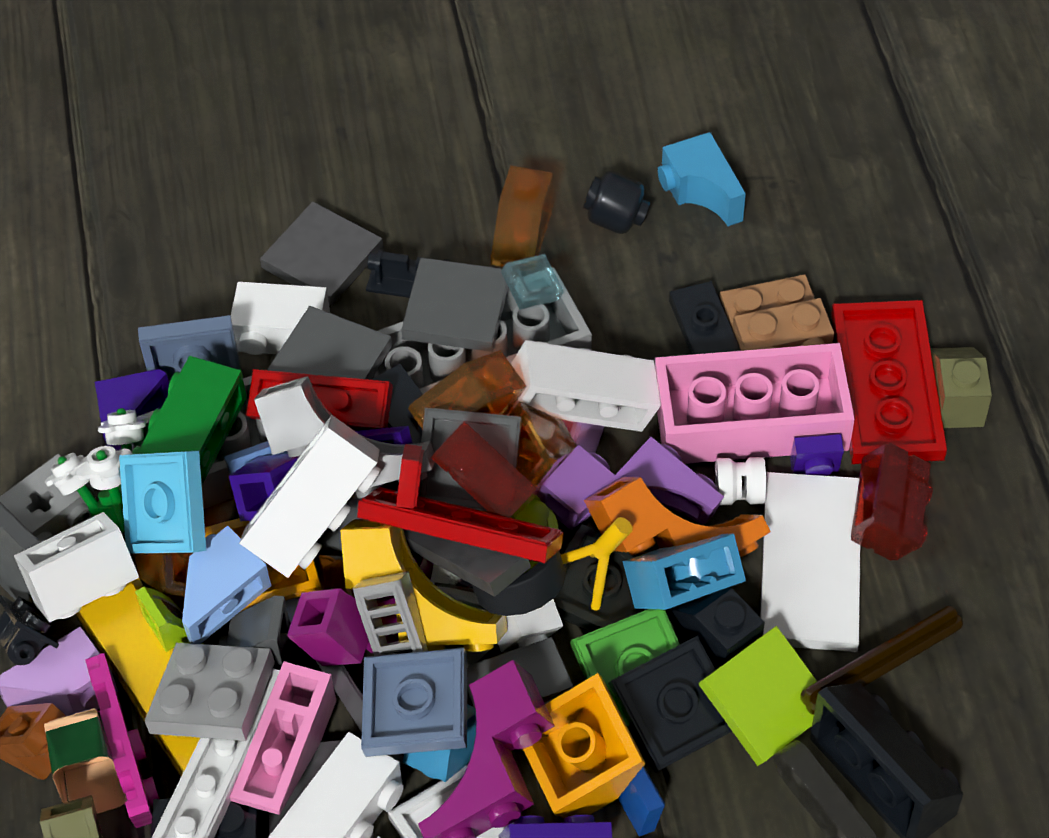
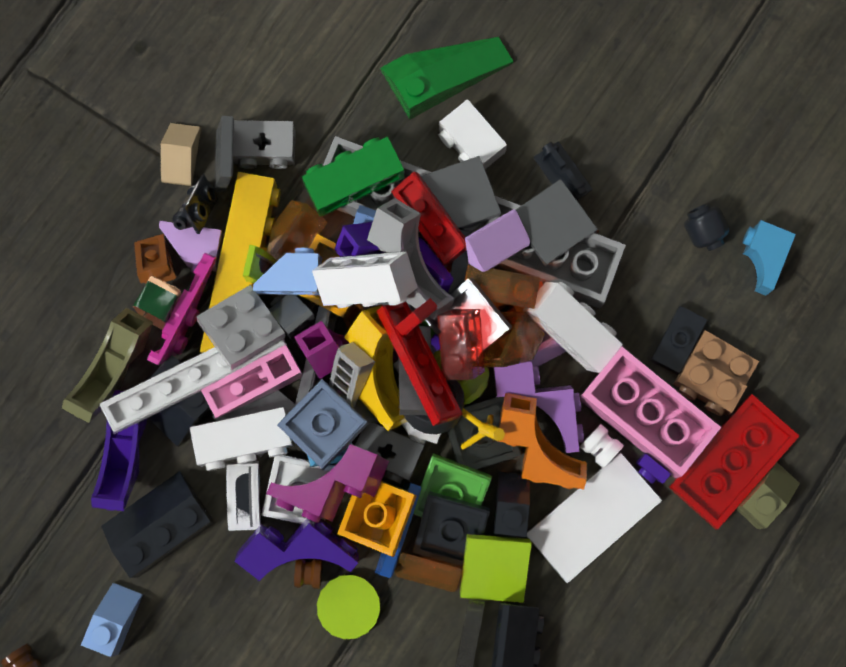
camera: 40 degrees right, 25 degrees up
(77, 567) = (237, 203): white brick -> none
(101, 466) = (291, 158): white plant -> none
(135, 392) = (353, 121): dark purple slope -> none
(163, 502) = (296, 214): medium azure tile -> none
(171, 344) = (405, 122): sand blue tile -> none
(184, 286) = (437, 74): none -> green wedge
(321, 251) = (533, 113): flat silver tile -> none
(416, 358) = (496, 241): none -> lavender slope
(522, 215) = (649, 191): clear orange slope -> none
(532, 281) = (601, 247): clear light blue tile -> none
(683, 572) = (512, 476): dark azure arch -> none
(700, 770) = (428, 572): none -> clear orange slope
(889, 654) = (568, 603): dark brown axle -> none
(891, 502) = (659, 530): clear red brick -> none

